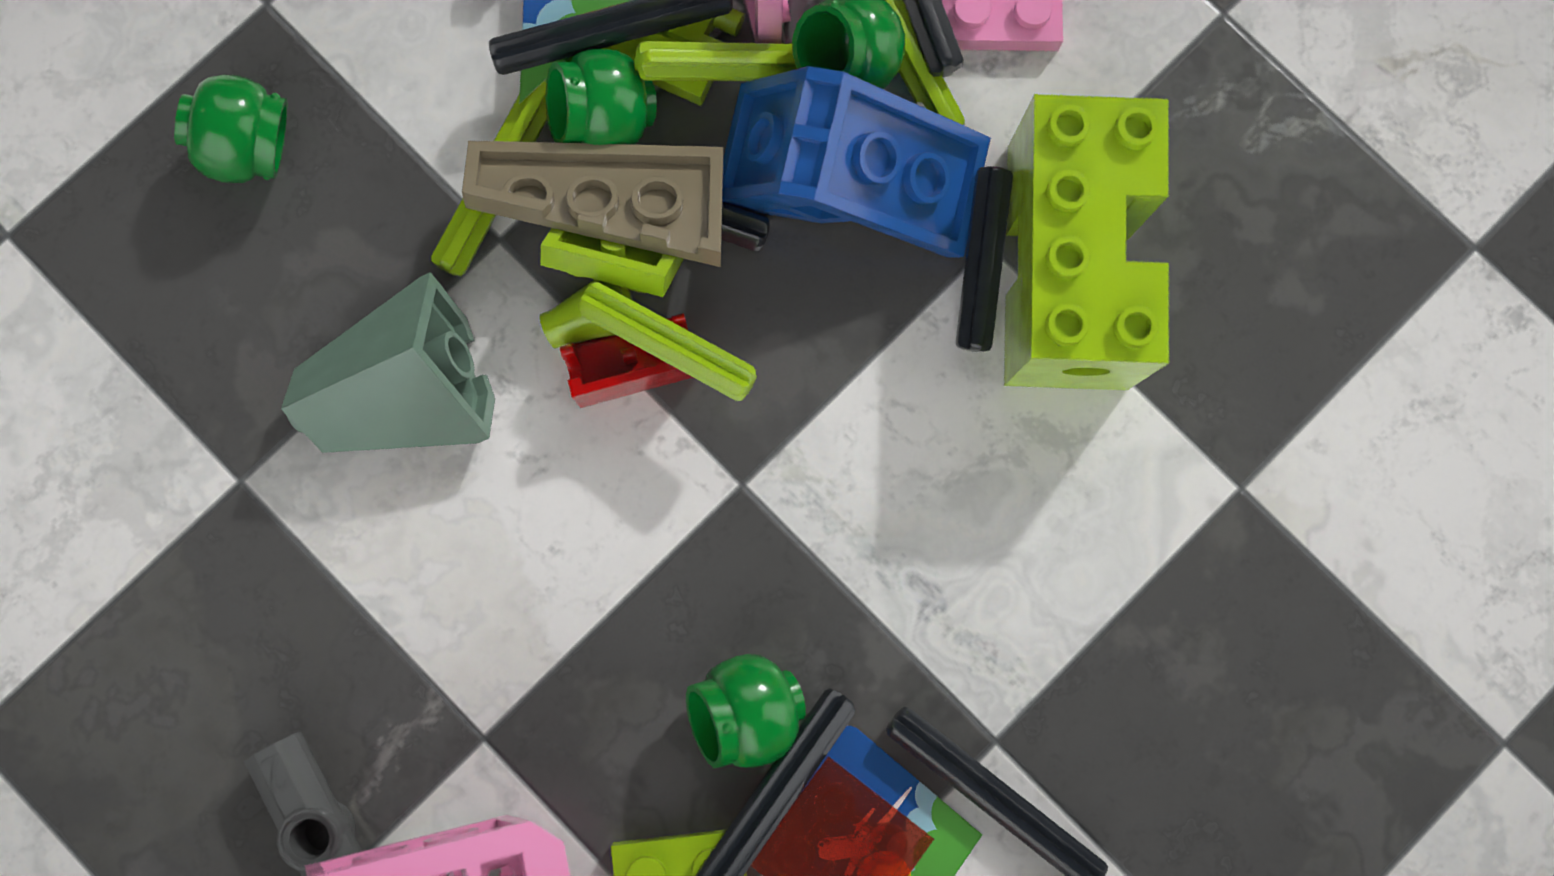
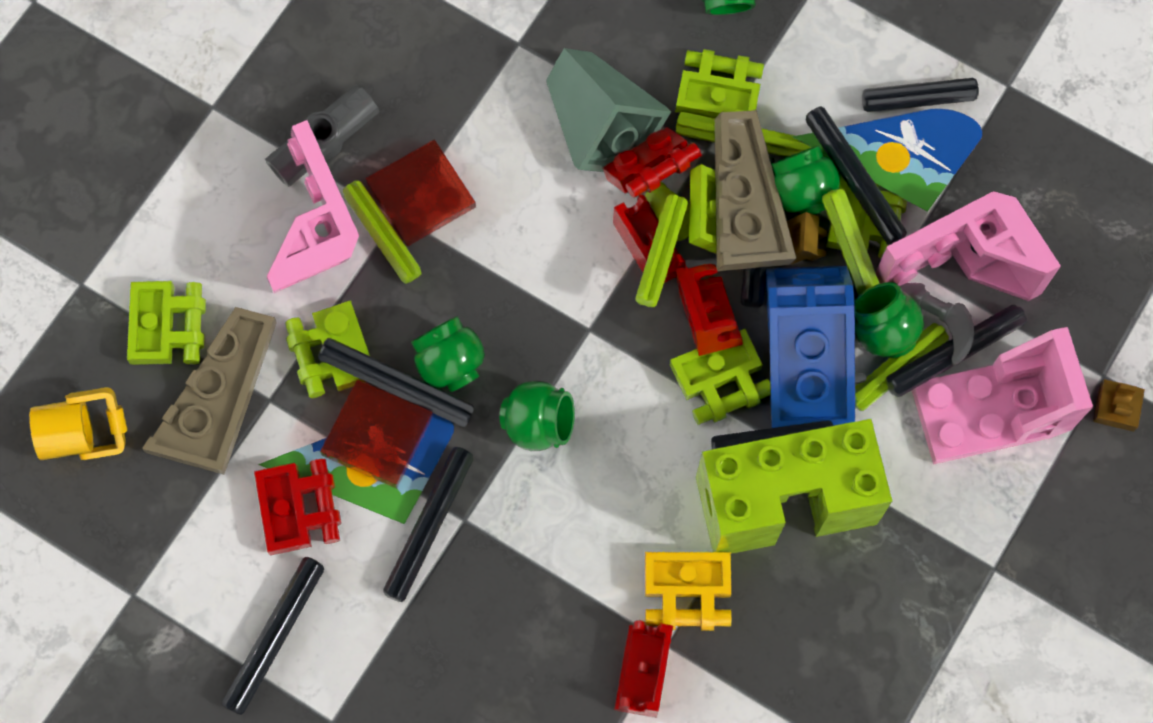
camera: 80 degrees right, 10 degrees down
(418, 198) = (711, 94): none -> lime plate
(457, 694) = (421, 192): none -> clear red tile
(504, 771) = (381, 232): none -> lime axle
(508, 322) = (651, 162): none -> red plate
(684, 125) = (805, 235): none -> pearl gold tile
(767, 300) = (707, 309): none -> red hinge
(851, 311) = (705, 373): none -> lime plate
(876, 596) = (538, 416): none -> green piece
(1159, 435) = (688, 575): none -> yellow plate
(1283, 528) = (643, 669): none -> red hinge

